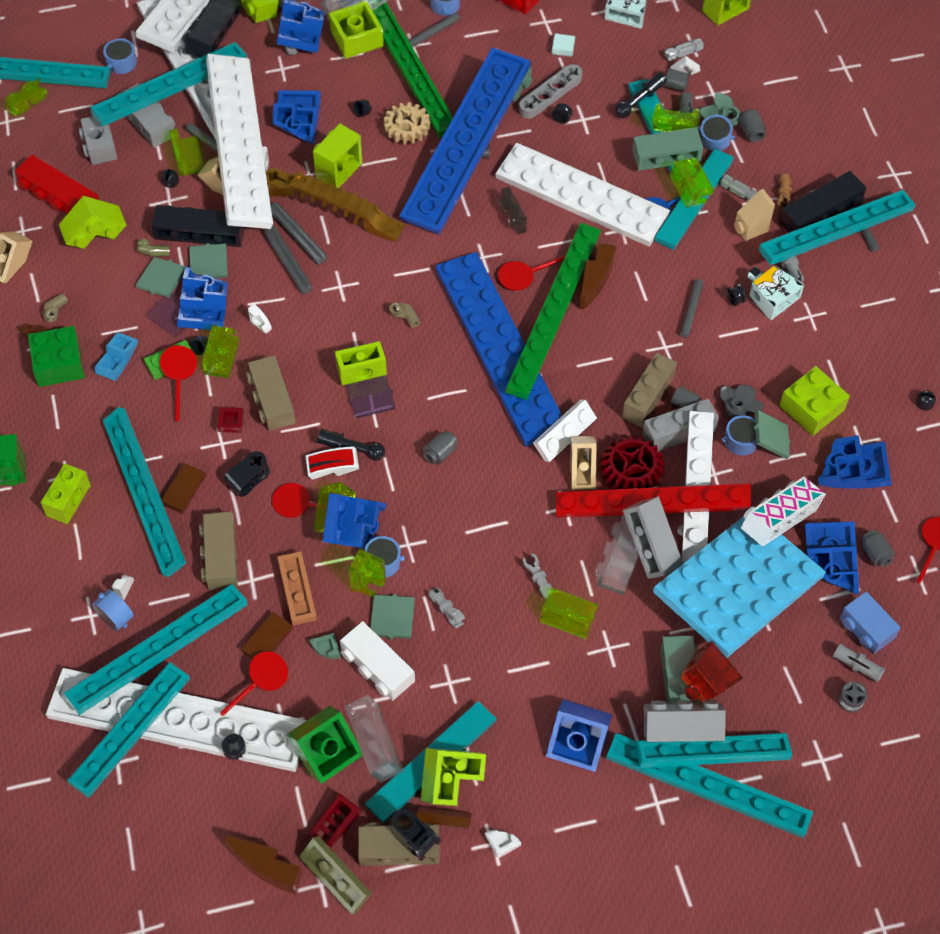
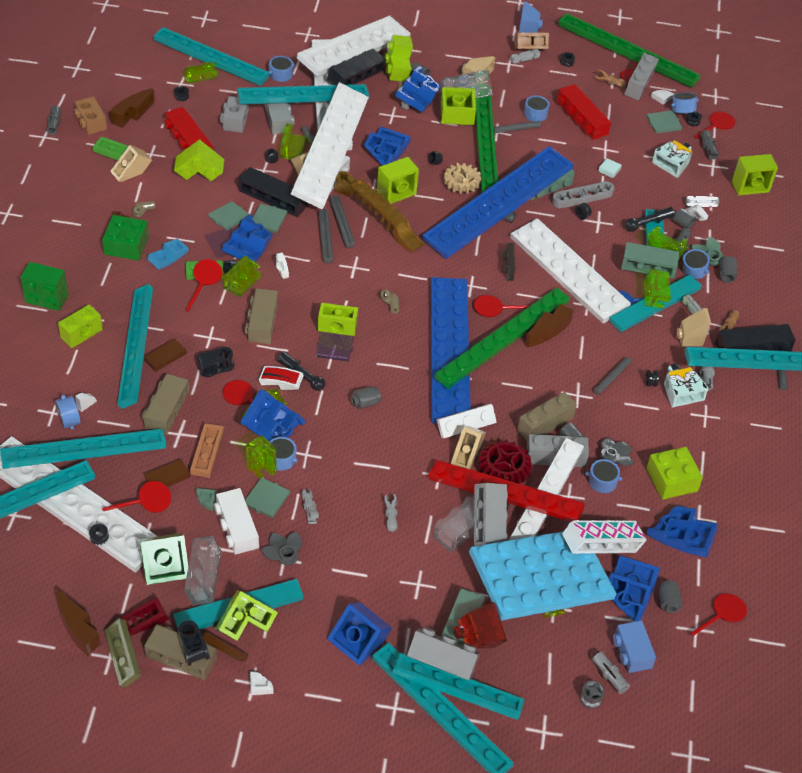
camera: 20 degrees right, 10 degrees down
(12, 131) = (181, 93): none -> black bush
(152, 250) = (228, 193): olive arm -> none
(230, 420) = (224, 323): dark red plate -> none
(440, 669) = (282, 547): none -> dark grey plate
(568, 613) = (399, 546): clear neon green hinge -> none
(772, 434) = (627, 483): sand green piece -> none
(926, 400) = (768, 508): black hinge -> none

